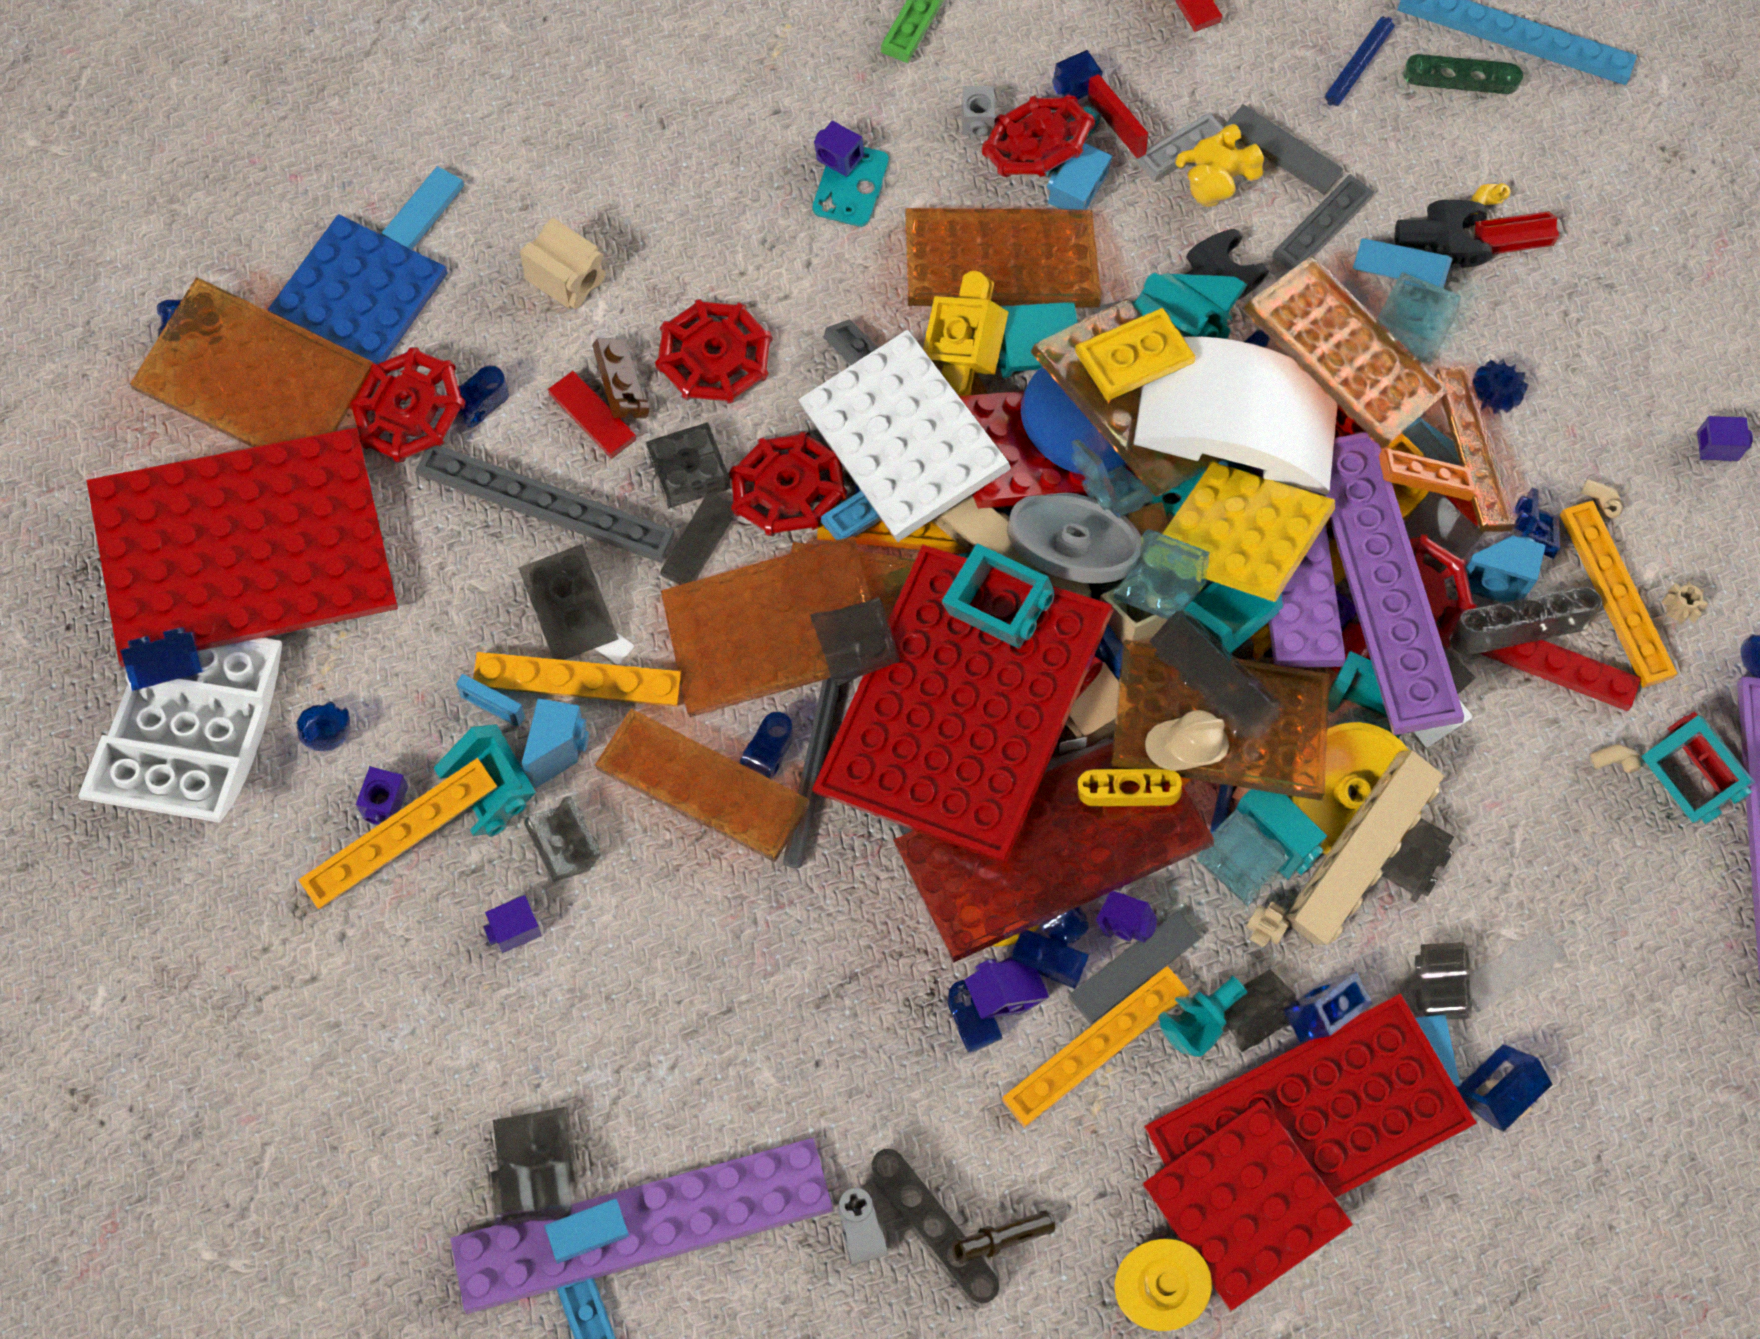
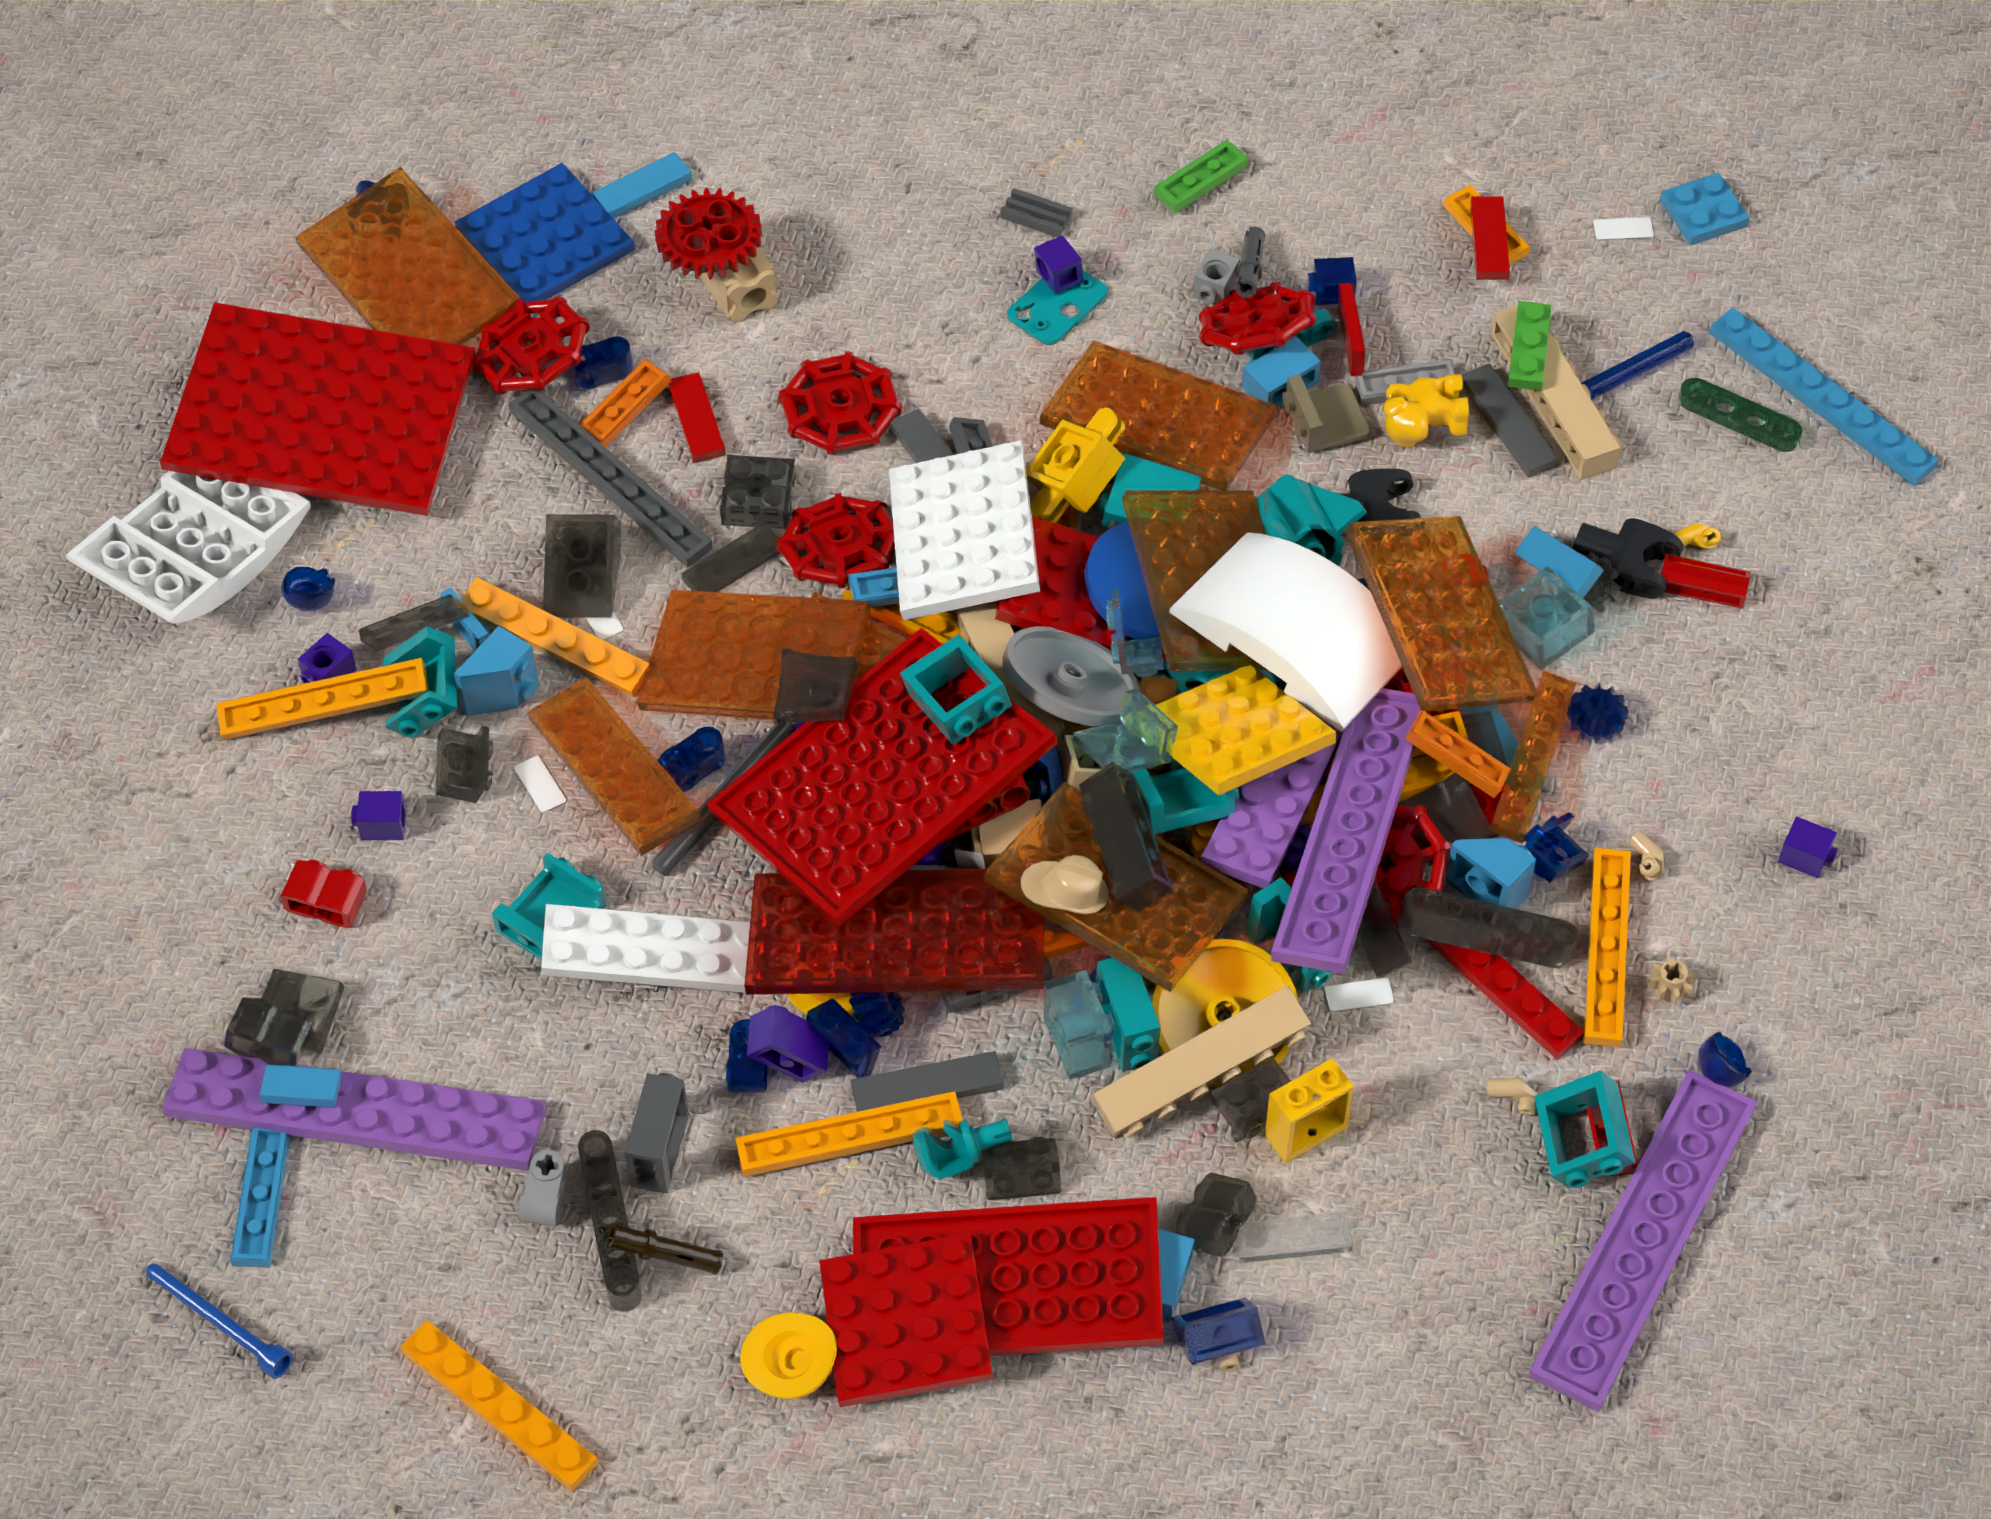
camera: 30 degrees right, 10 degrees down
(163, 659) = (196, 471): clear blue brick -> none
(446, 723) = (408, 623): none -> clear smoke tile
(500, 1024) = (324, 893): none -> red brick
(522, 425) = (625, 402): none -> orange tile
(525, 237) = (708, 233): none -> red gear
(620, 378) = (738, 393): reddish brown plate -> none
(638, 827) = (539, 784): none -> white sticker
(718, 948) = (554, 885): none -> teal panel
(788, 101) = (1038, 209): none -> dark grey tile
(805, 359) = (919, 437): none -> dark grey tile
(830, 949) = (644, 948): none -> white plate
(937, 1126) = (657, 1132): none -> dark grey window
(1004, 91) = (1249, 268): none -> dark grey pin
(1126, 918) = (938, 1033): dark purple brick -> none
(1134, 354) = (1215, 532): yellow tile -> none
(1135, 202) = (1324, 415): none -> dark tan bracket
(1140, 798) = (981, 895): yellow beam -> none
(1268, 924) = (1072, 1095): tan gear -> none
(1277, 76) = (1529, 345): none -> bright green plate
(1309, 108) = (1565, 405): none -> tan brick
(1323, 222) = (1513, 500): dark grey tile -> none
(1328, 1007) = (1082, 1181): clear blue brick -> none
(1477, 853) = (1295, 1112): none -> yellow window

